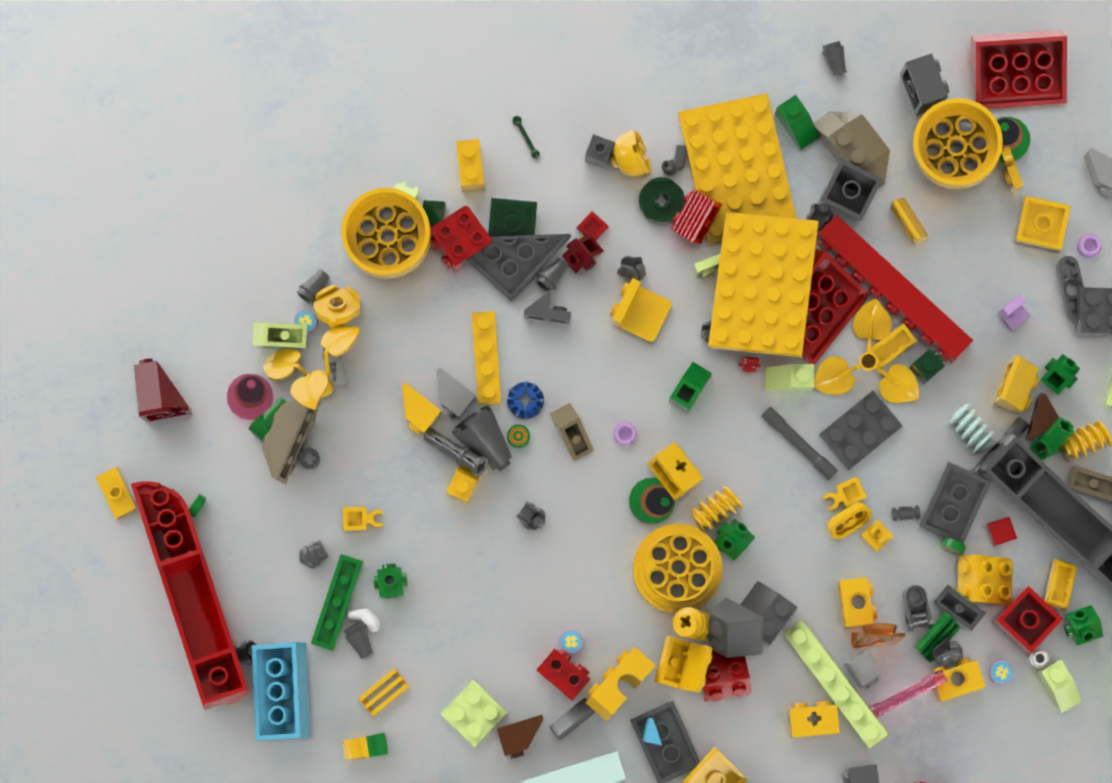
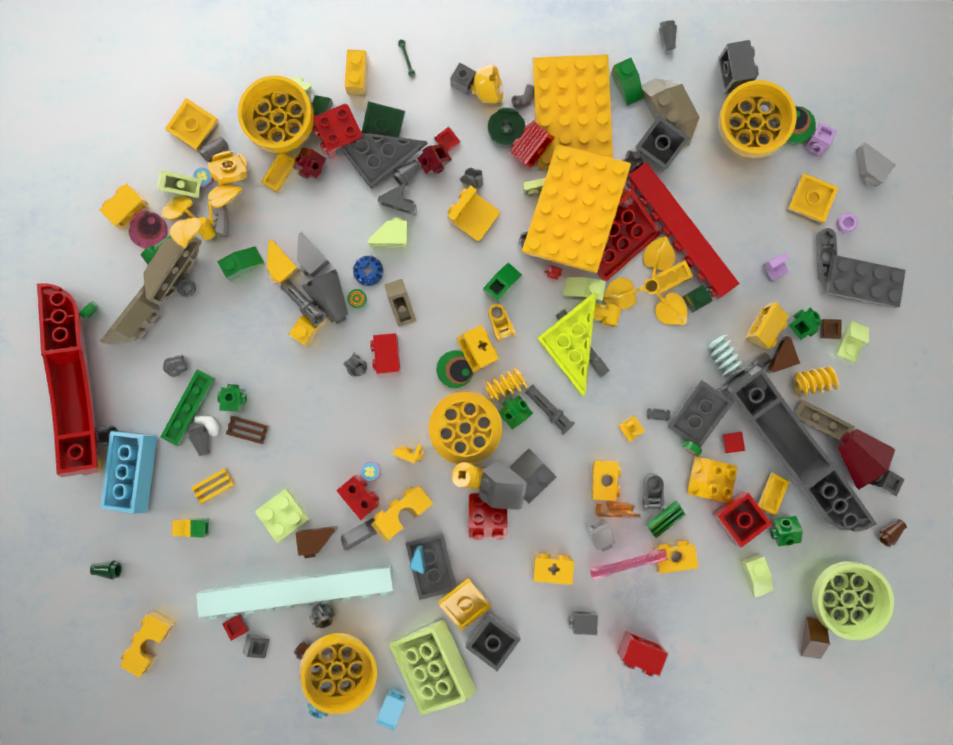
camera: 15 degrees right, 5 degrees up
(116, 493) = (26, 288): yellow plate -> none
(156, 393) = (71, 214): slope -> none
(216, 372) = (123, 206): none -> yellow brick
(254, 506) = (133, 320): none -> dark tan wedge
(281, 260) = (191, 124): none -> yellow plate
(357, 519) = (215, 342): yellow plate -> none
(371, 416) = (240, 263): none -> green slope
(393, 615) = (231, 425): none -> reddish brown tile
(396, 299) = (278, 172): none -> yellow tile
(433, 284) = (309, 163): none -> dark red brick
(486, 358) = (342, 231): yellow plate -> none
(547, 351) = (391, 234): none -> yellowish green slope
(566, 496) = (386, 354): none -> red brick
(613, 612) = (406, 453): none -> yellow bracket
(625, 433) = (443, 311): lavender tile -> none
(683, 664) = (456, 507): yellow bracket -> none
(697, 436) = (501, 323): none -> yellow piece
(782, 539) = (558, 415): none -> dark grey pin
(785, 444) = (571, 340): none -> neon yellow tile
(821, 403) = (607, 314): none -> yellow piece
(836, 684) = (577, 544): yellowish green plate -> none
(848, 492) = (615, 390): yellow plate -> none
(849, 520) = (611, 412): yellow plate -> none
(860, 430) = (634, 341): dark grey plate -> none
(908, 220) = (703, 177): yellow slope -> none
(948, 652) = (672, 534): dark grey arm -> none
(959, 607) = (688, 499): dark grey slope -> none
(1001, 672) = (712, 556): tile -> none
(1011, 174) = (796, 153): yellow plate -> none
(1019, 69) = (818, 68): red slope -> none
(1039, 151) = (821, 139): none -> lavender bracket
(1044, 658) = (747, 555): white pin -> none
(1052, 440) = (790, 375): green piece -> none
(1093, 375) = (830, 329): none -> reddish brown tile

